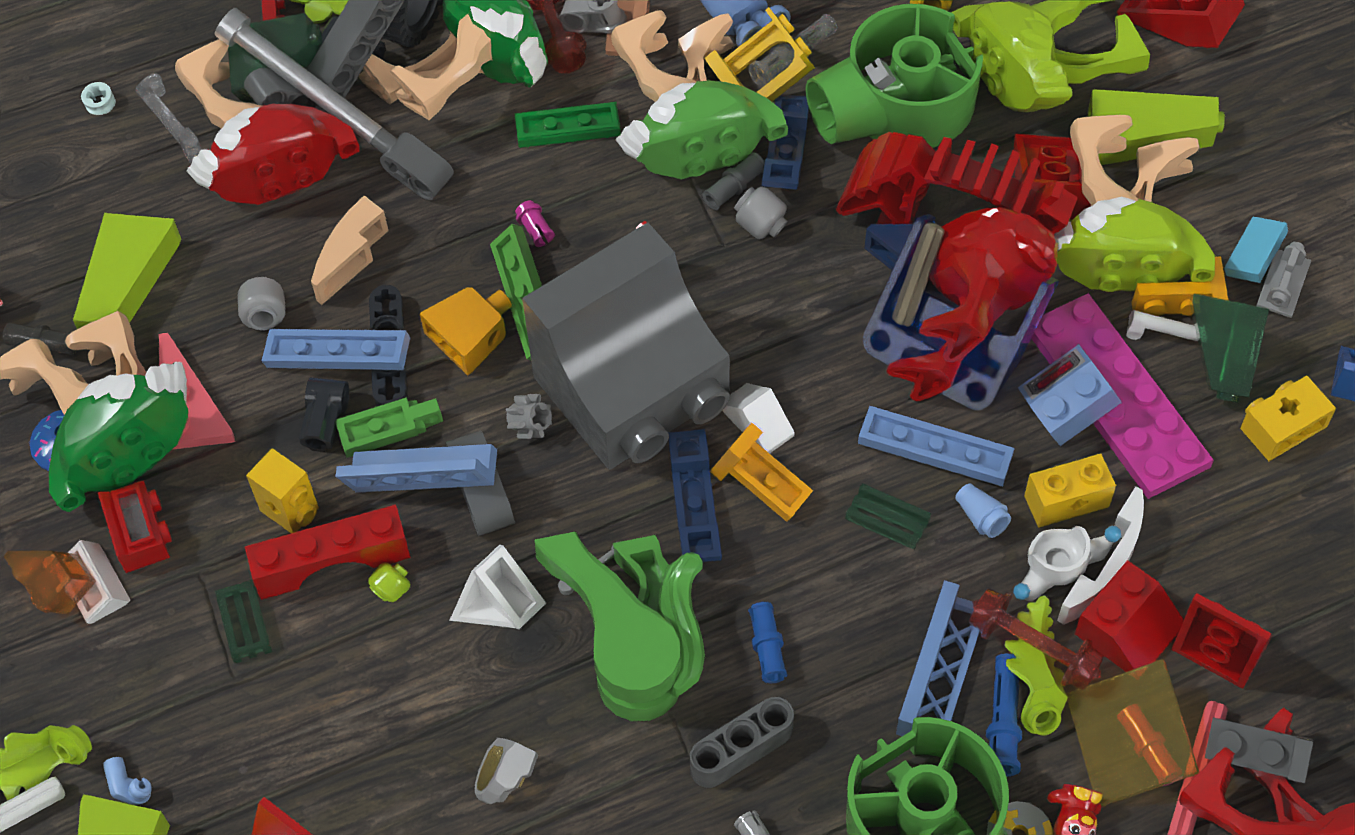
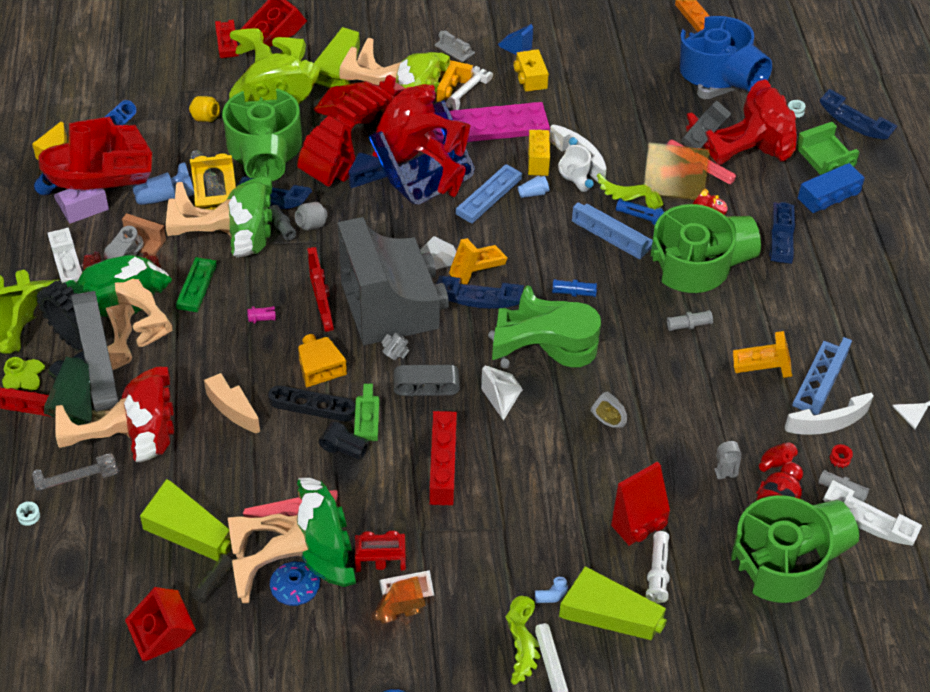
camera: 75 degrees left, 10 degrees down
(251, 648) = (466, 517): clear green tile -> none
(261, 303) = (250, 454): light grey head -> none
(283, 491) = (398, 464): yellow brick -> none
(336, 349) = (305, 422): medium blue plate -> none
(389, 581) = (468, 440): lime piece -> none
(402, 157) = (184, 355): piece -> none
(420, 468) = (410, 397): medium blue fence -> none
(517, 274) = (297, 328): bright green plate -> none
(749, 725) = (628, 312): dark grey beam -> none
(881, 75) = (266, 127): light grey piece -> none
(890, 510) = (517, 222): clear green tile -> none
(918, 274) = (396, 151): dark tan axle -> none
(991, 611) = (599, 194): clear red piece -> none
(1069, 395) = (487, 133): medium blue slope -> none
(1130, 619) = (617, 156): red slope -> none
(1221, 640) = (643, 122): red slope -> none
(1228, 343) = (488, 70): clear green slope -> none
(1256, 249) = (428, 44): medium azure tile -> none

